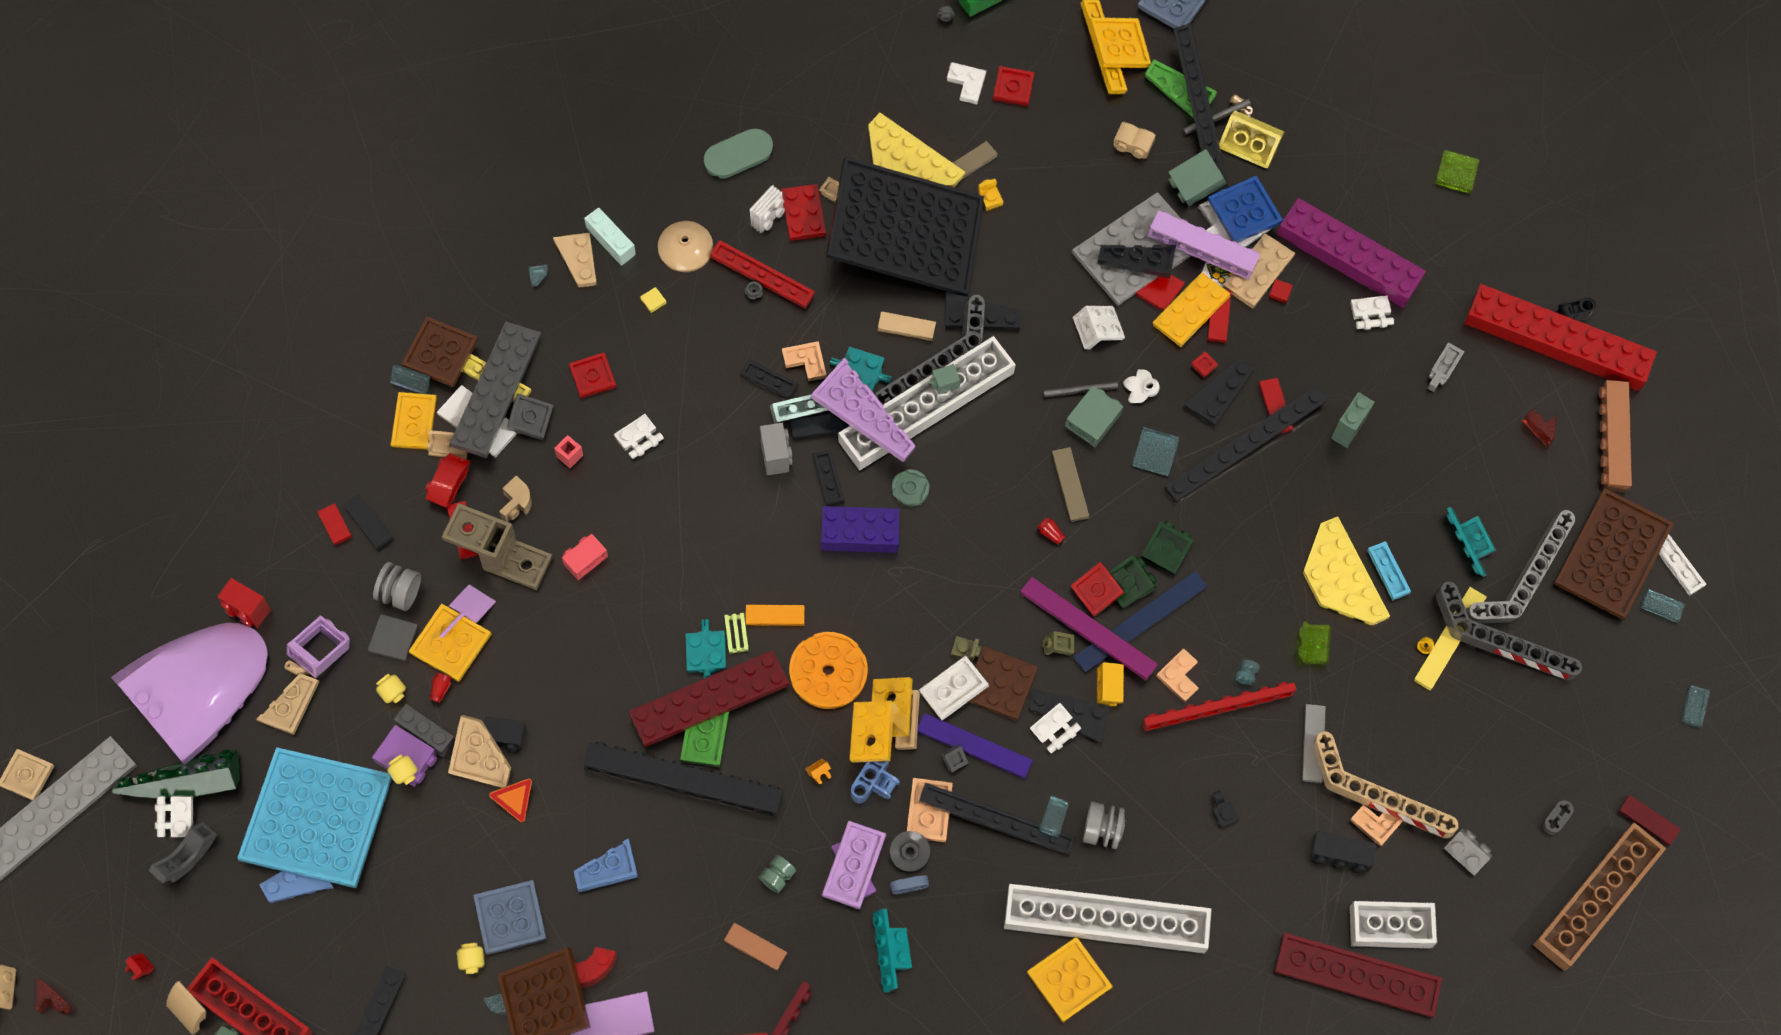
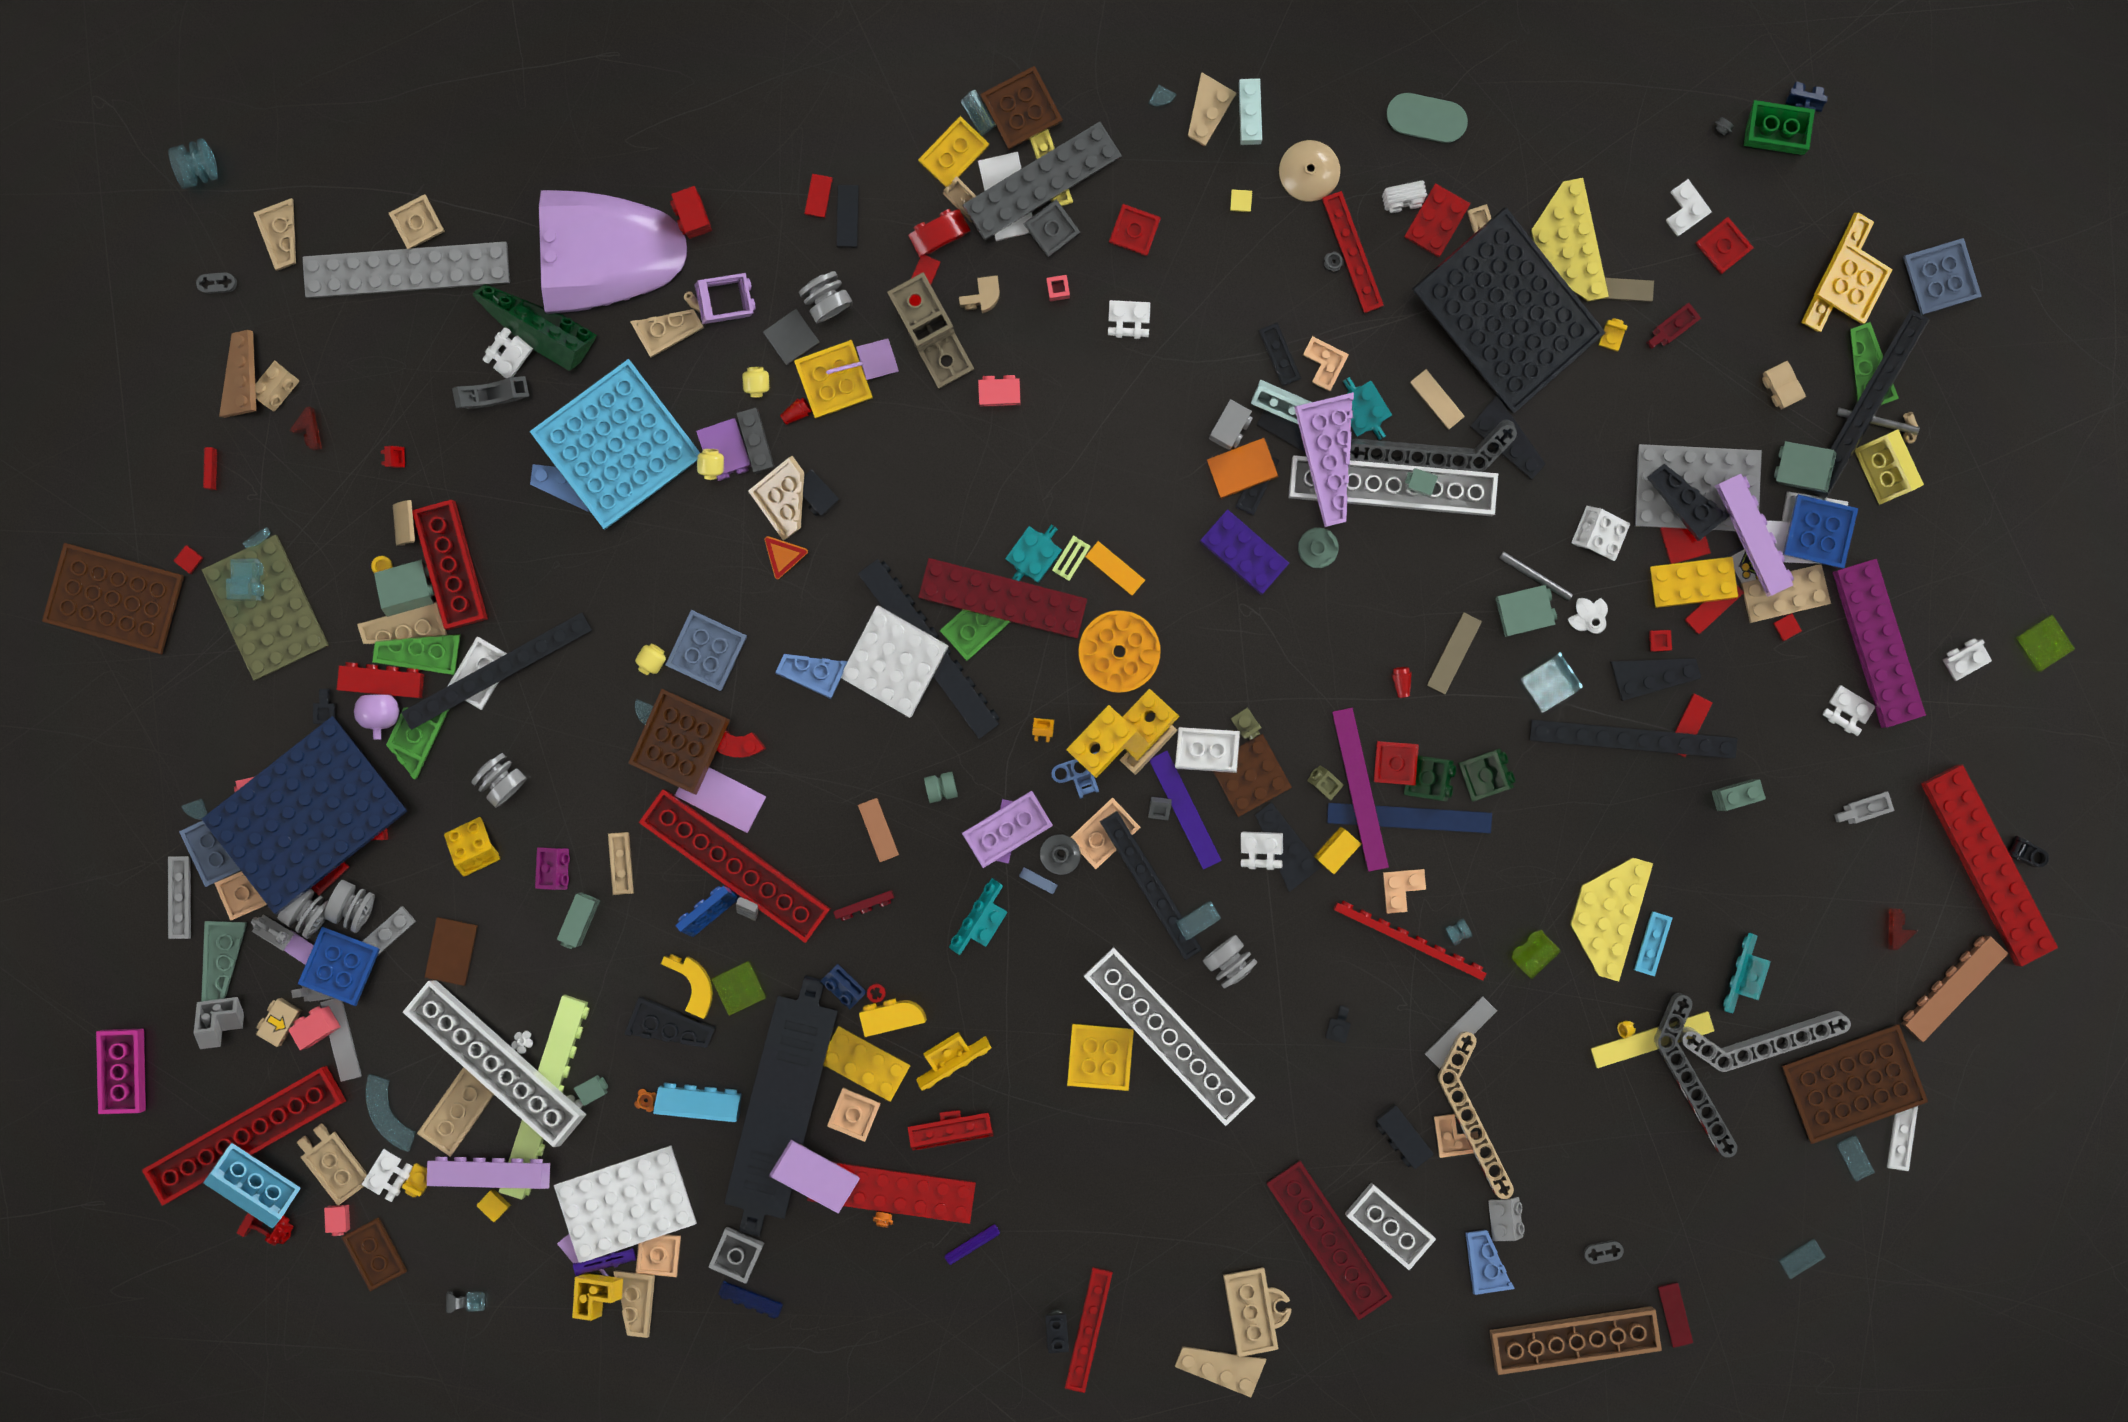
camera: 45 degrees right, 20 degrees up
(664, 807) = (894, 661): none -> white plate
(808, 473) = (1242, 468): none -> orange tile
(1026, 158) = (1674, 326): none -> dark red hinge
(1417, 221) = (1967, 659): none -> white bracket
(1487, 899) = (1485, 1266): none -> medium blue wing

